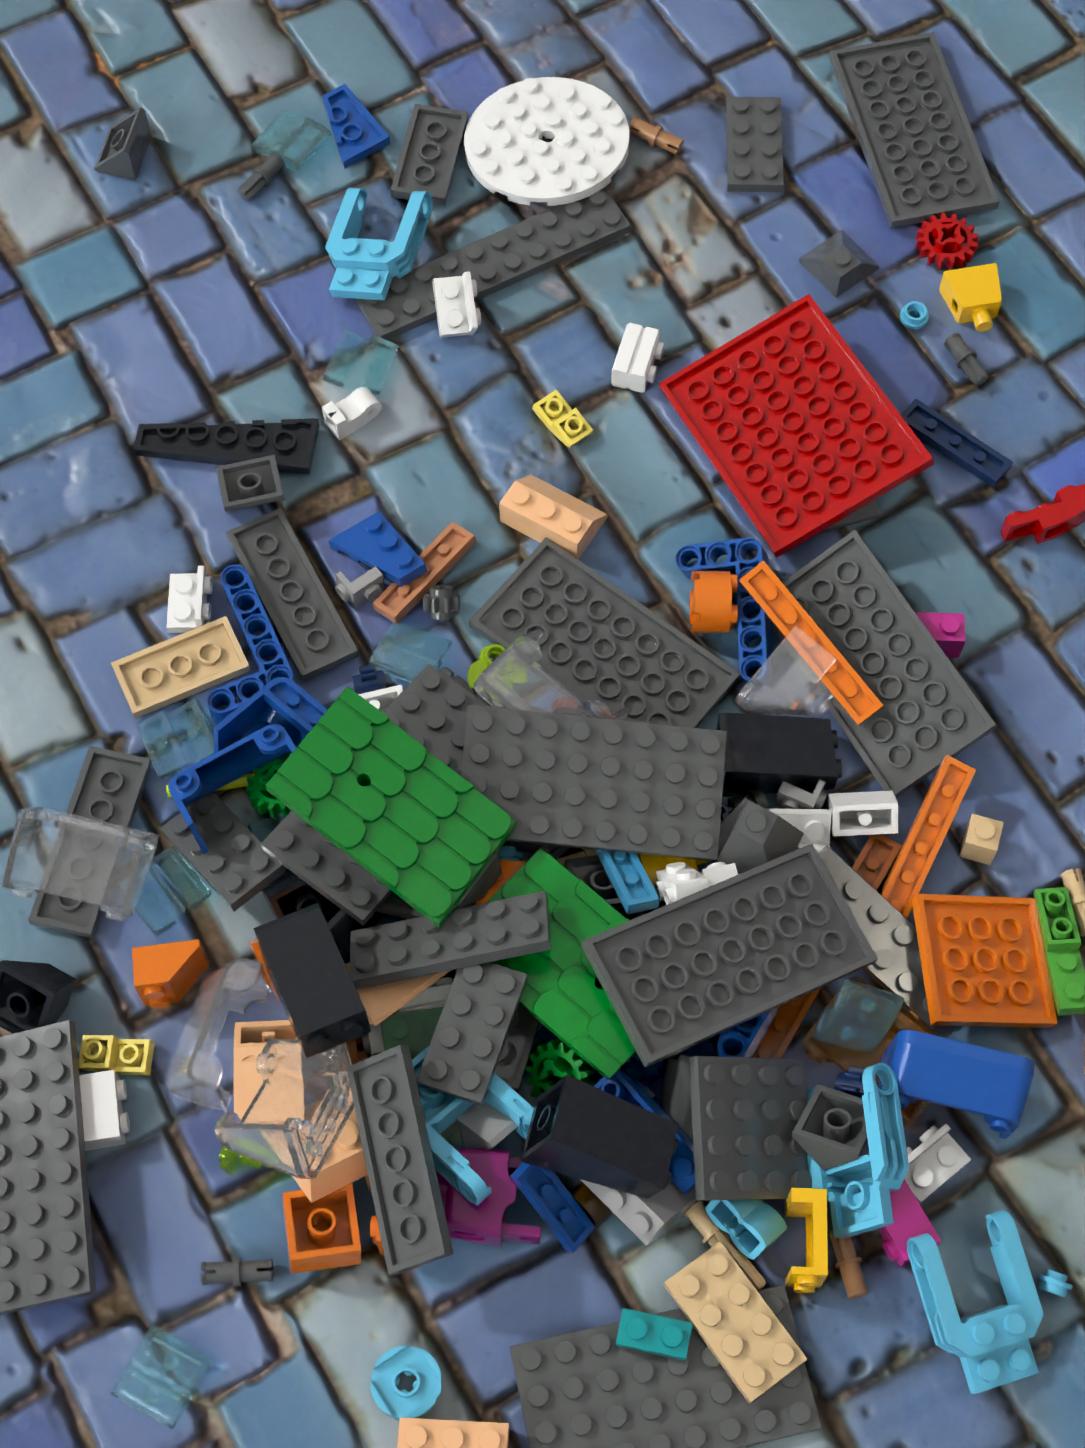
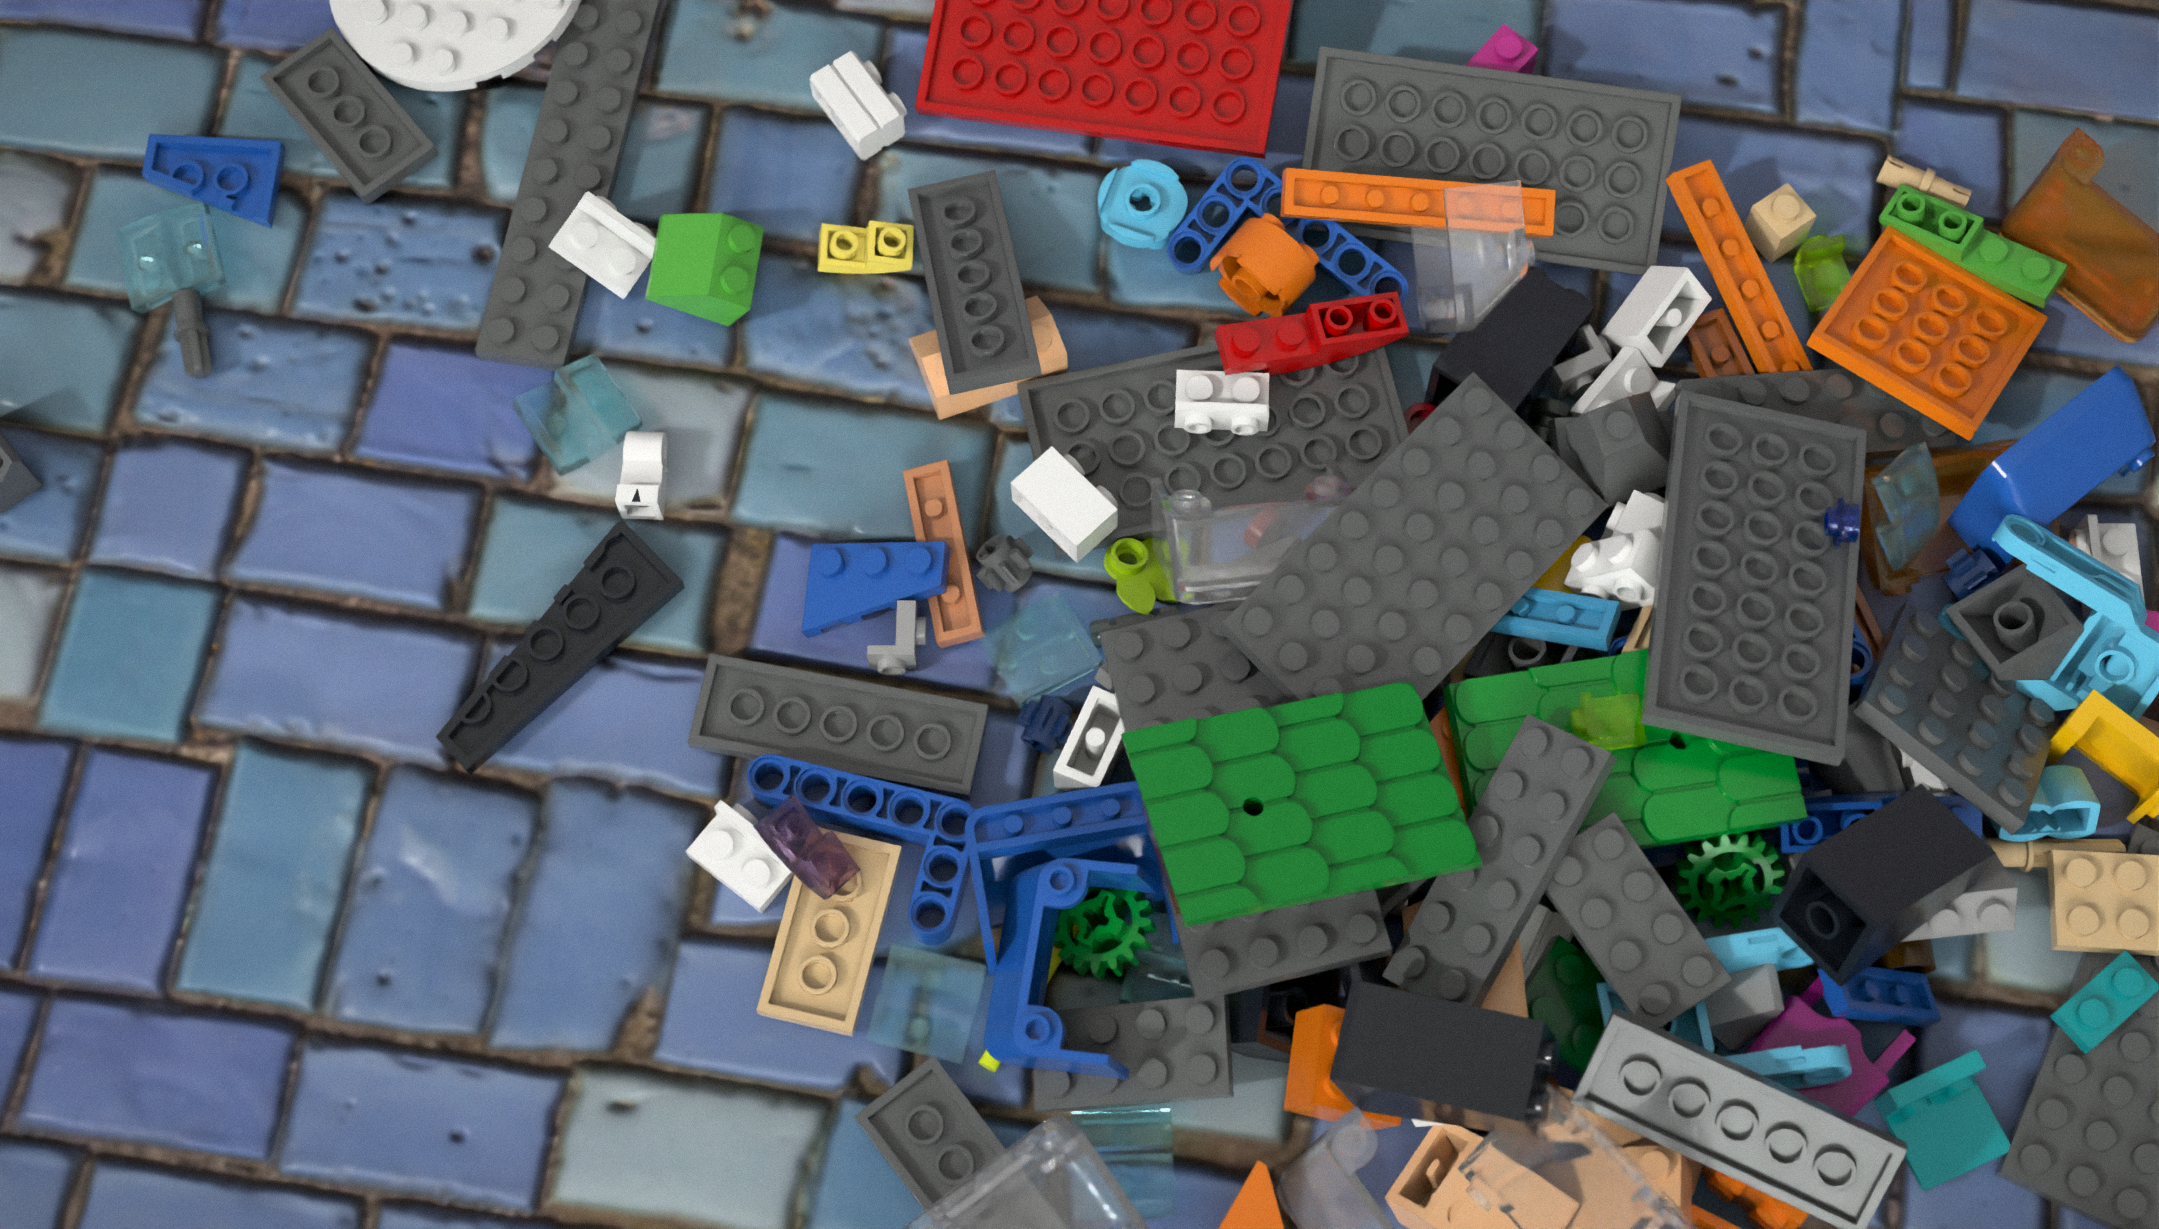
camera: 50 degrees left, 5 degrees up
(208, 620) = (811, 856): none -> clear purple slope
(250, 483) = (650, 665): dark grey slope -> none
(369, 265) = (455, 302): medium azure plate -> none
(482, 352) = (705, 265): none -> bright green slope
(491, 601) = (1065, 503): none -> white brick
(514, 1294) = (1944, 1121): none -> teal bracket
(570, 931) = (1608, 721): none -> clear neon green bracket
(577, 473) = (973, 283): none -> dark grey plate
(618, 635) = (1222, 401): none -> white bracket
(689, 651) = (1313, 338): none -> red slope
(709, 511) = (1148, 227): none -> medium azure plate
(798, 974) = (1842, 522): none -> clear blue plate
(978, 879) = (1821, 270): none -> clear neon green bracket

